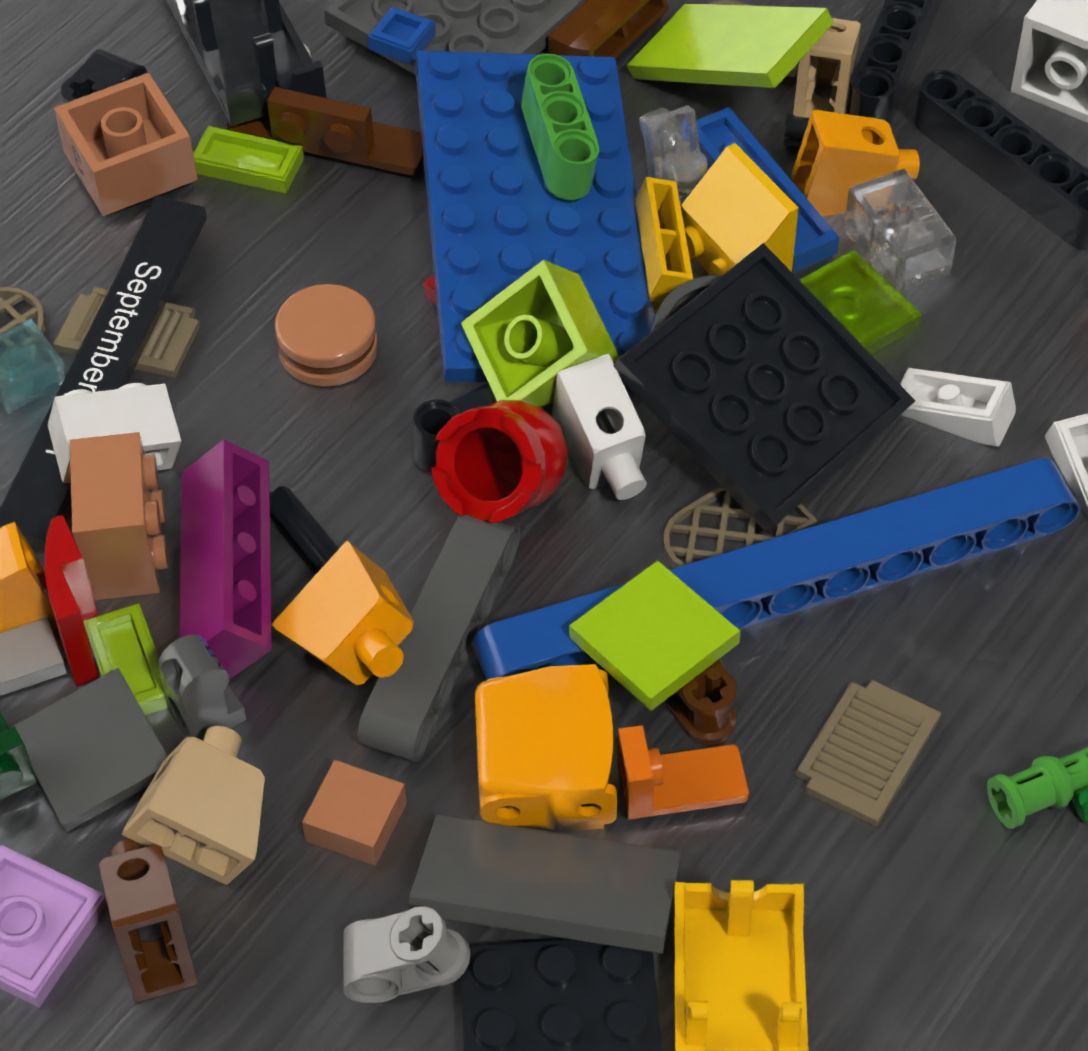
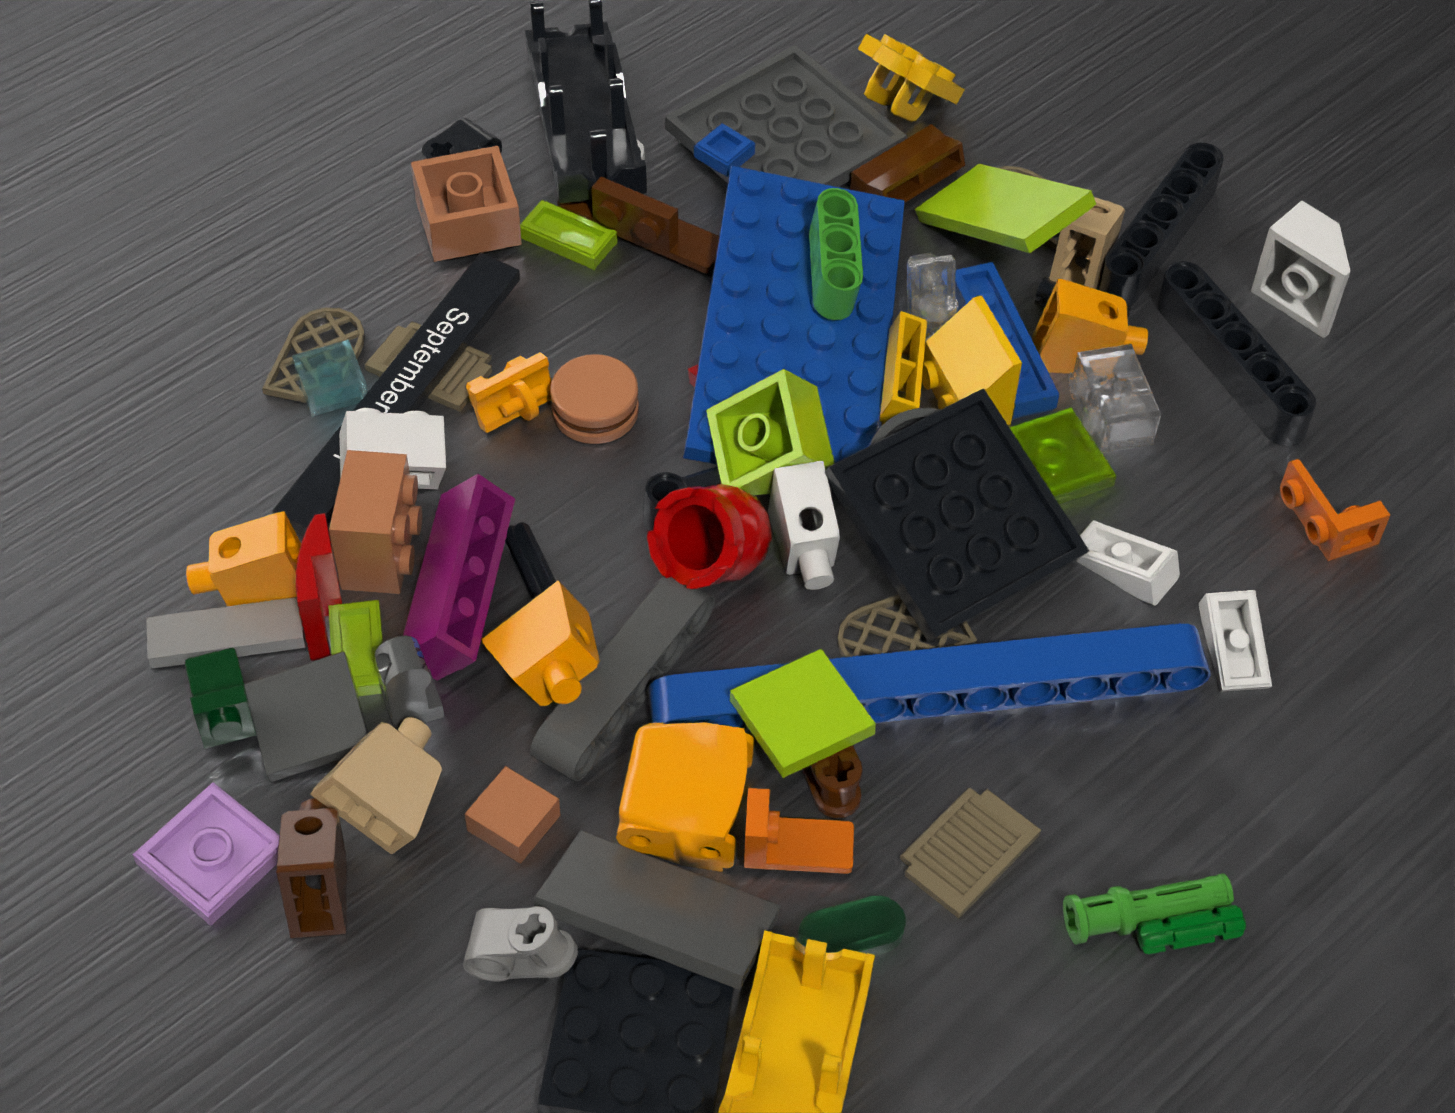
camera: 10 degrees right, 0 degrees up
(231, 345) = (512, 392): none -> light orange hips
(777, 854) = (862, 925): none -> clear green tile

